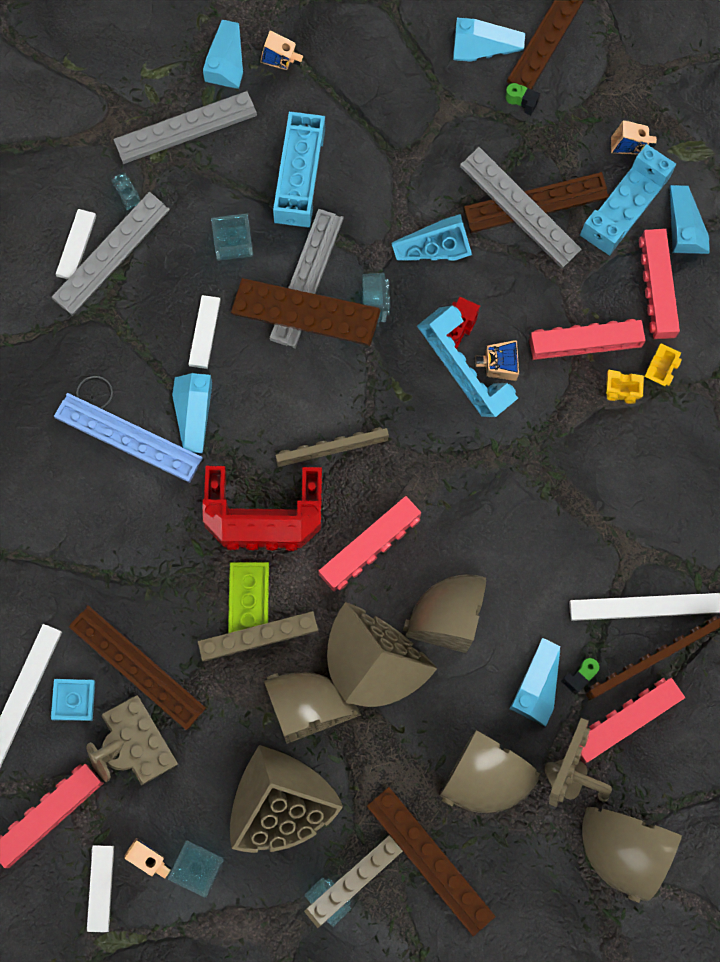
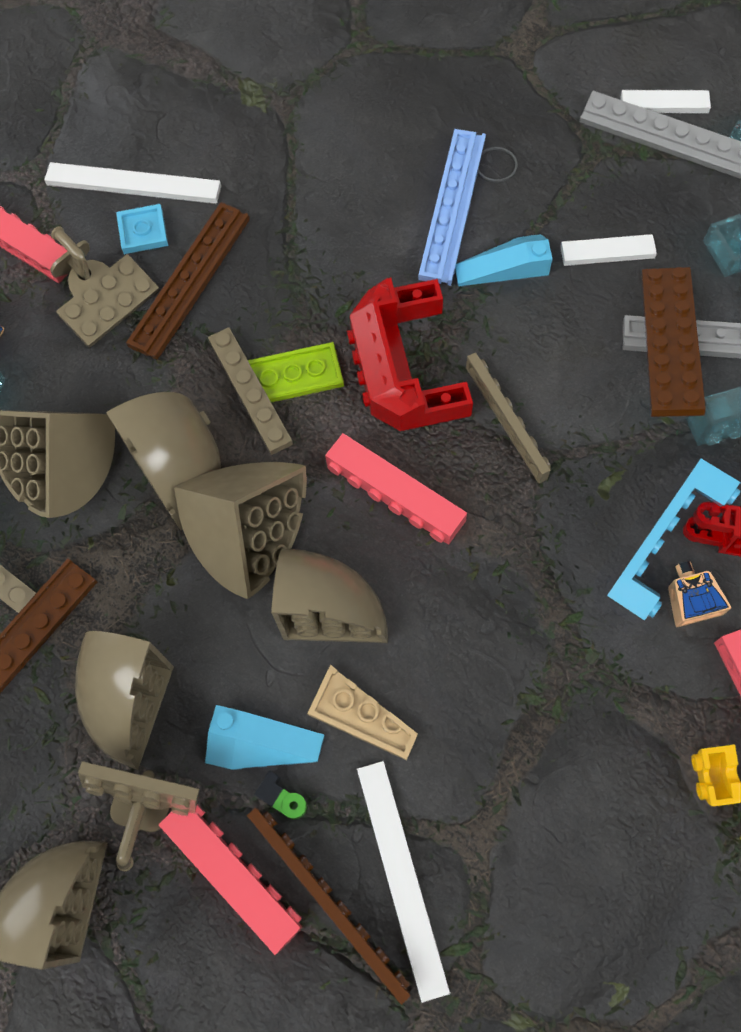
camera: 85 degrees right, 5 degrees down
(531, 613) = (354, 712): none -> tan wing

